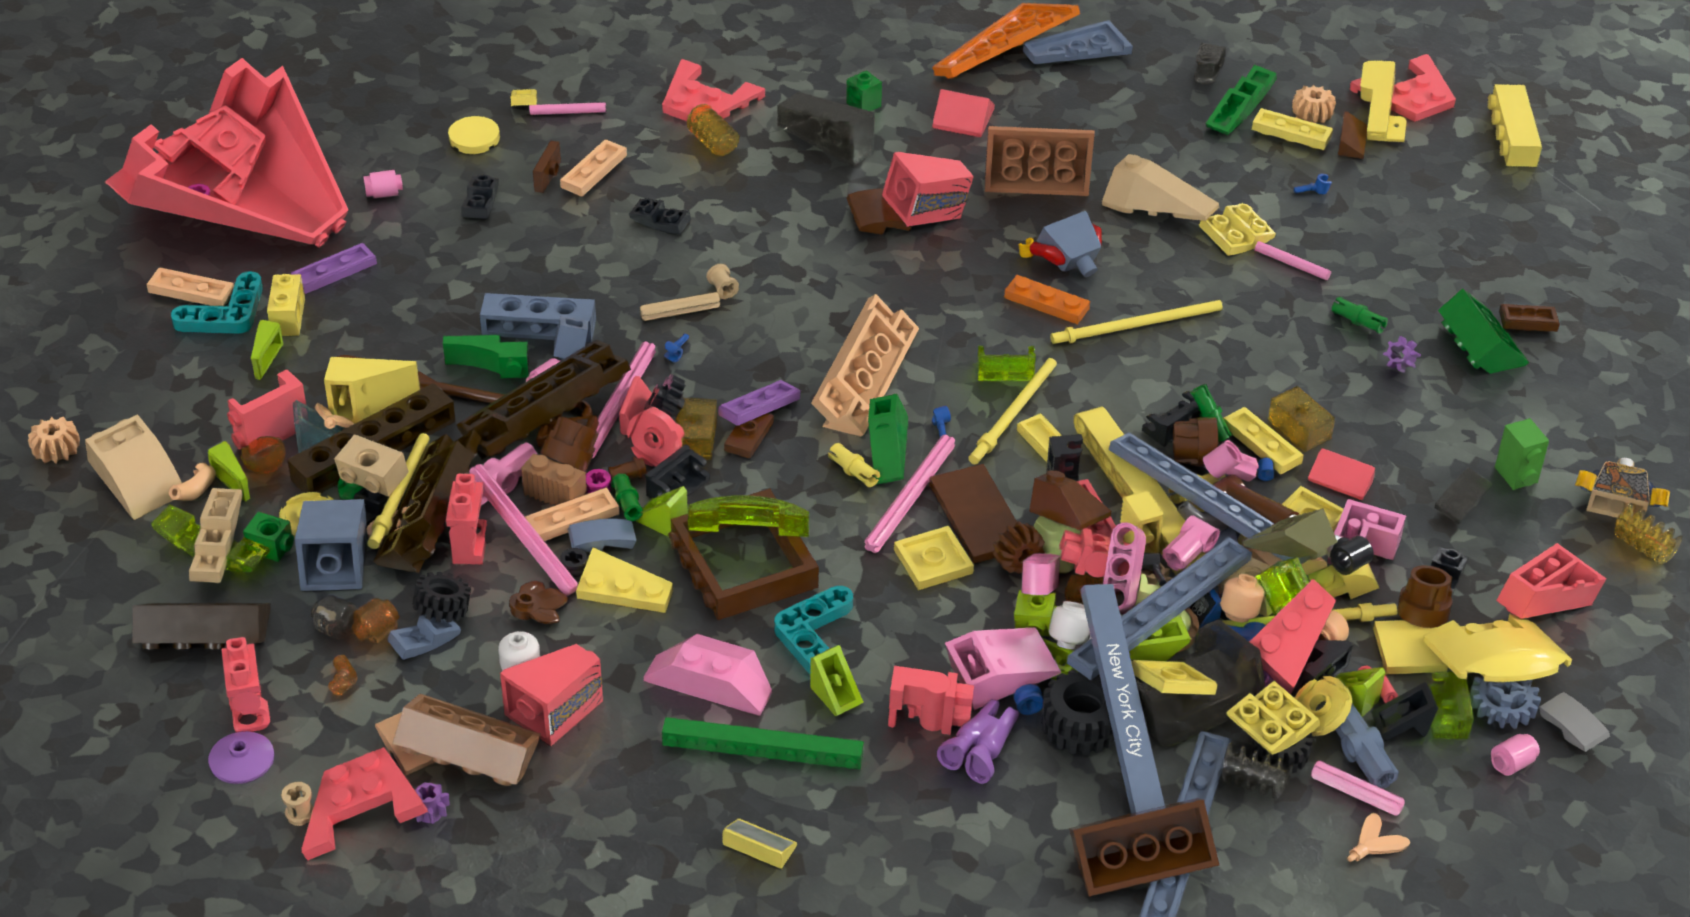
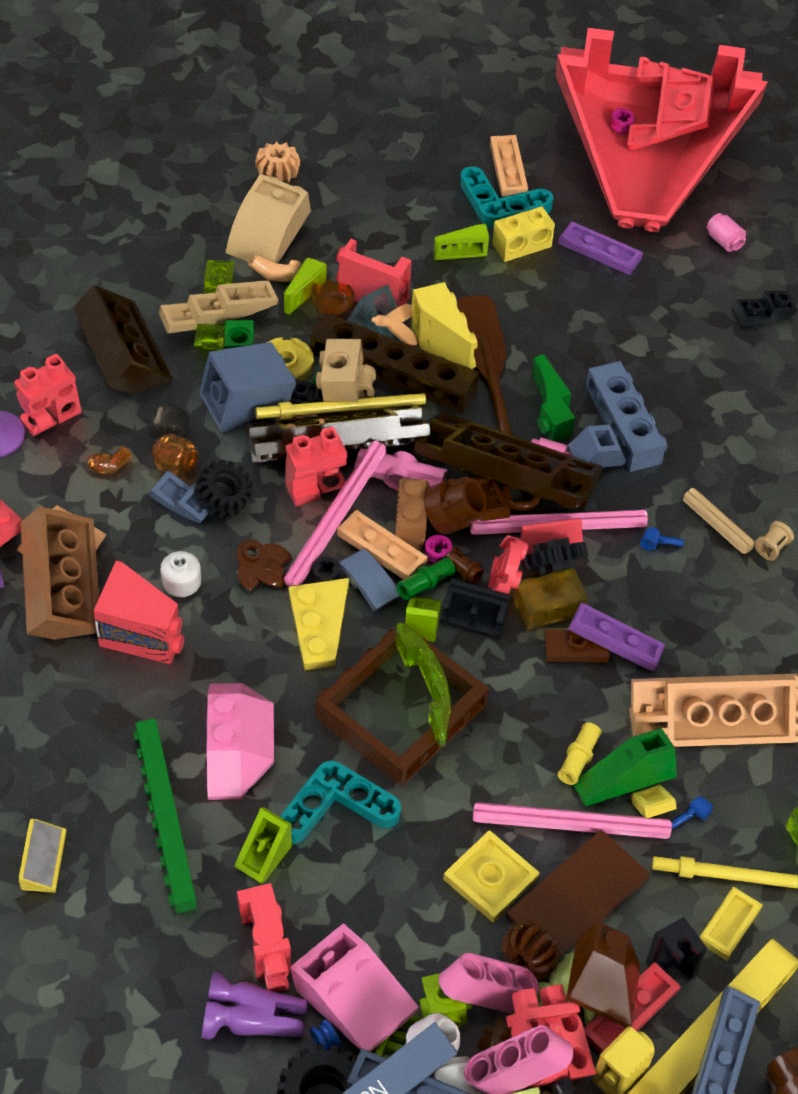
camera: 65 degrees right, 10 degrees up
(921, 438) = (653, 801): none -> light yellow tile

